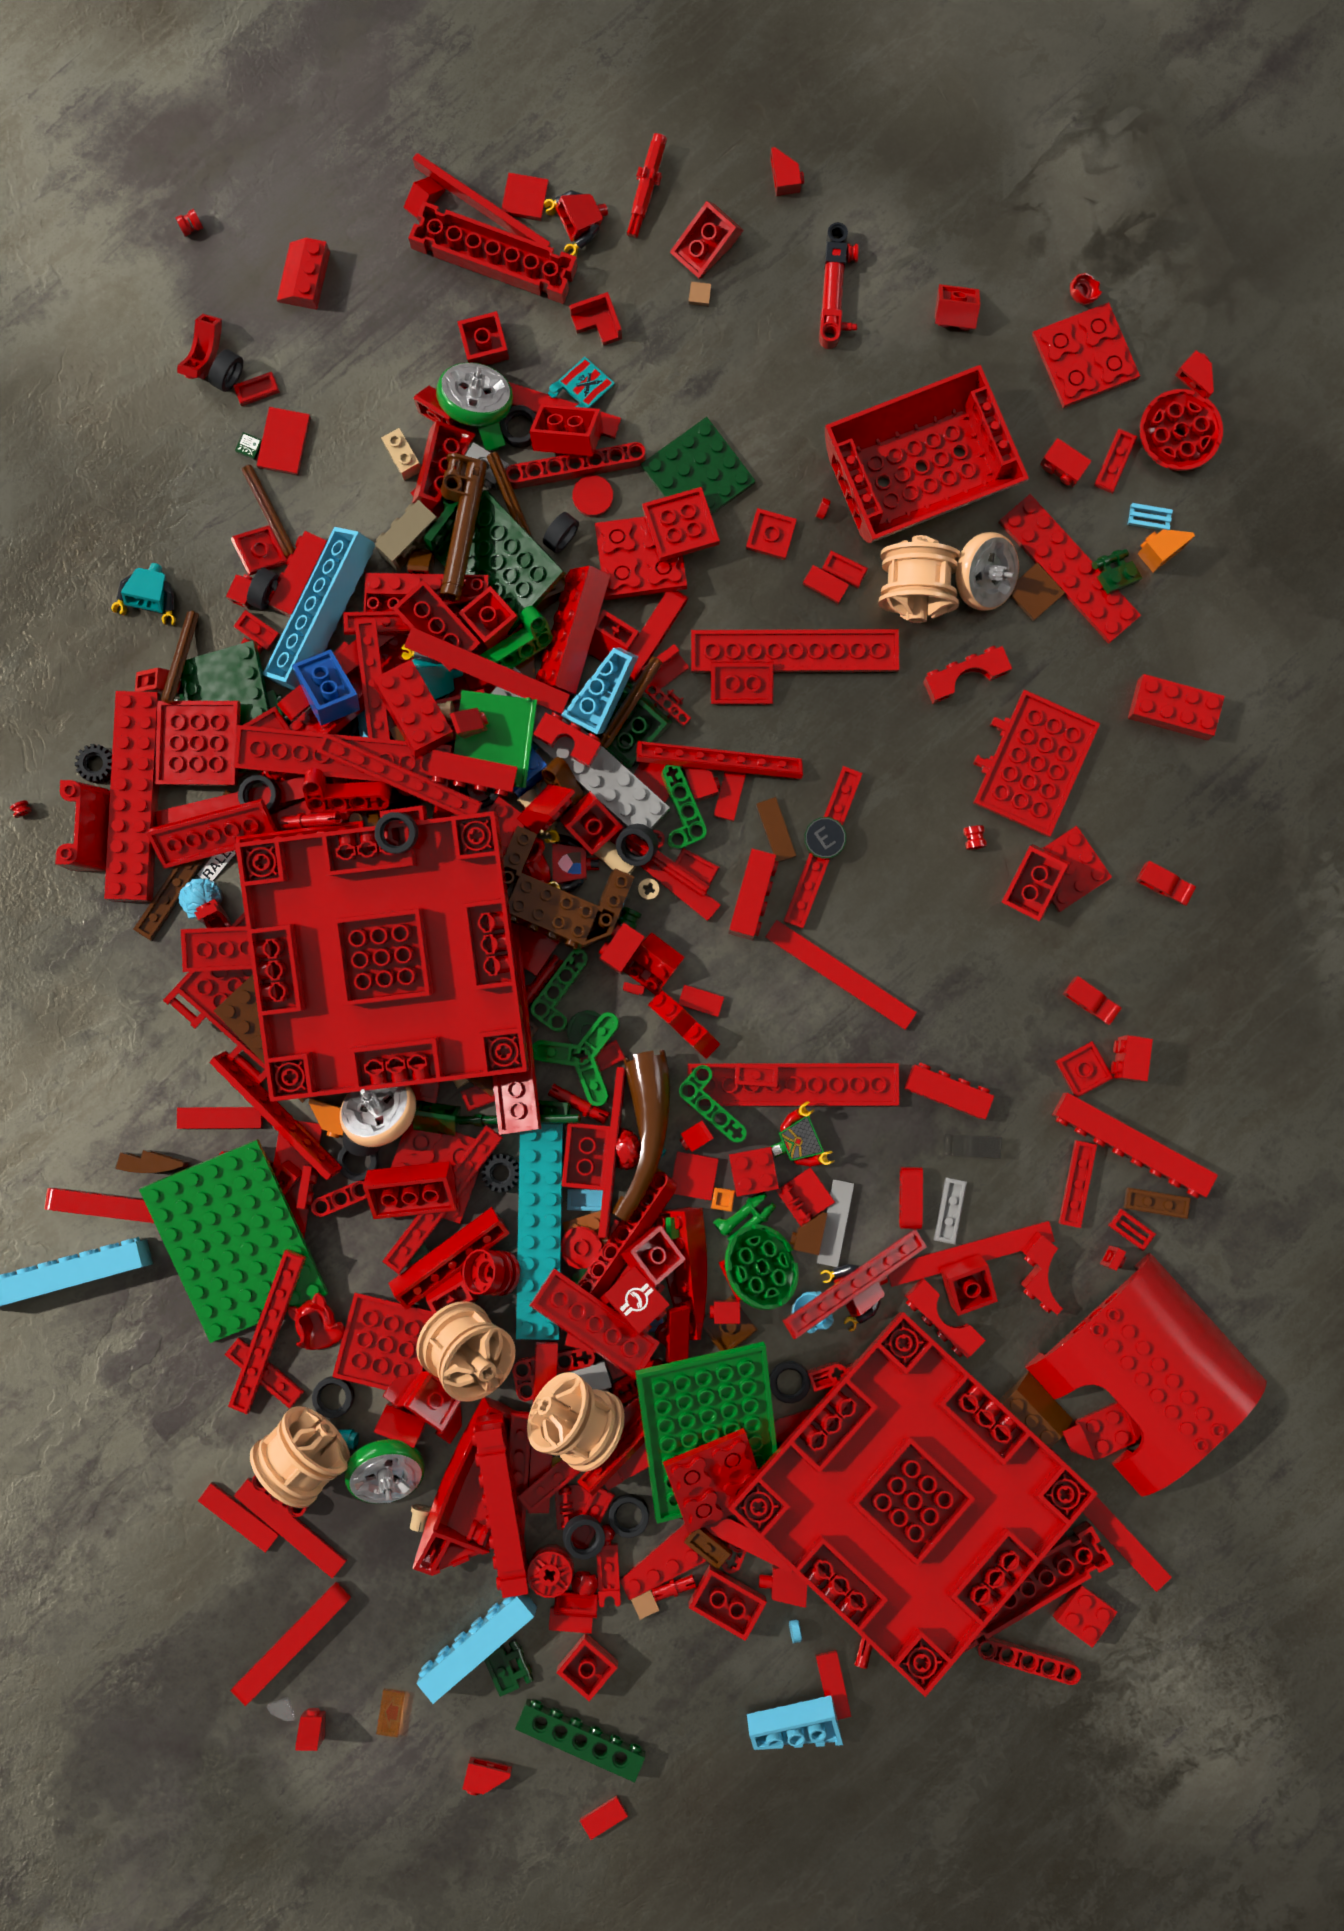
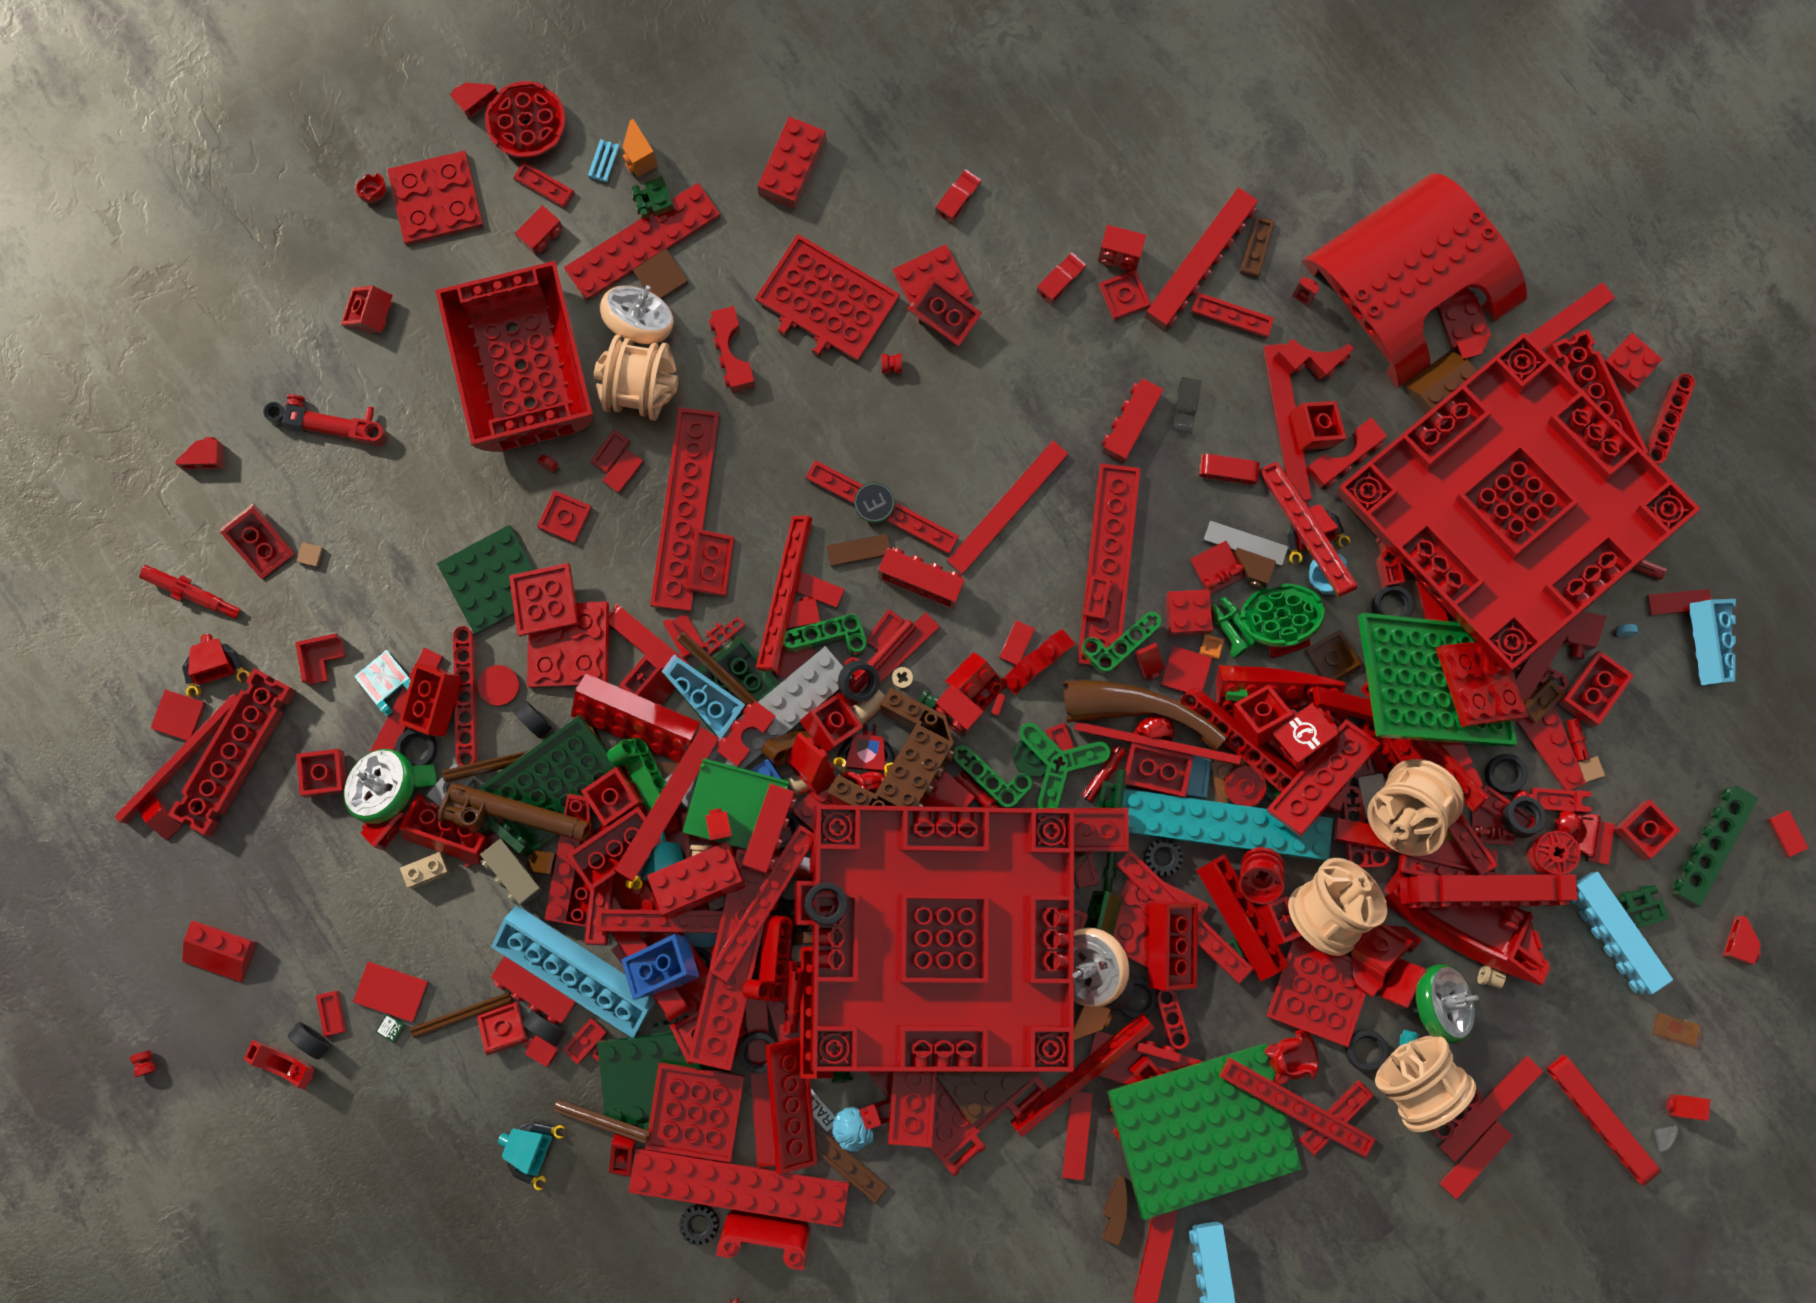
camera: 85 degrees left, 5 degrees down
(725, 1312) = (1321, 655): red brick -> none
(800, 1140) = (1163, 564): torso -> none
(950, 1211) = (1245, 435): light grey tile -> none
(1116, 1218) = (1268, 285): red tile -> none

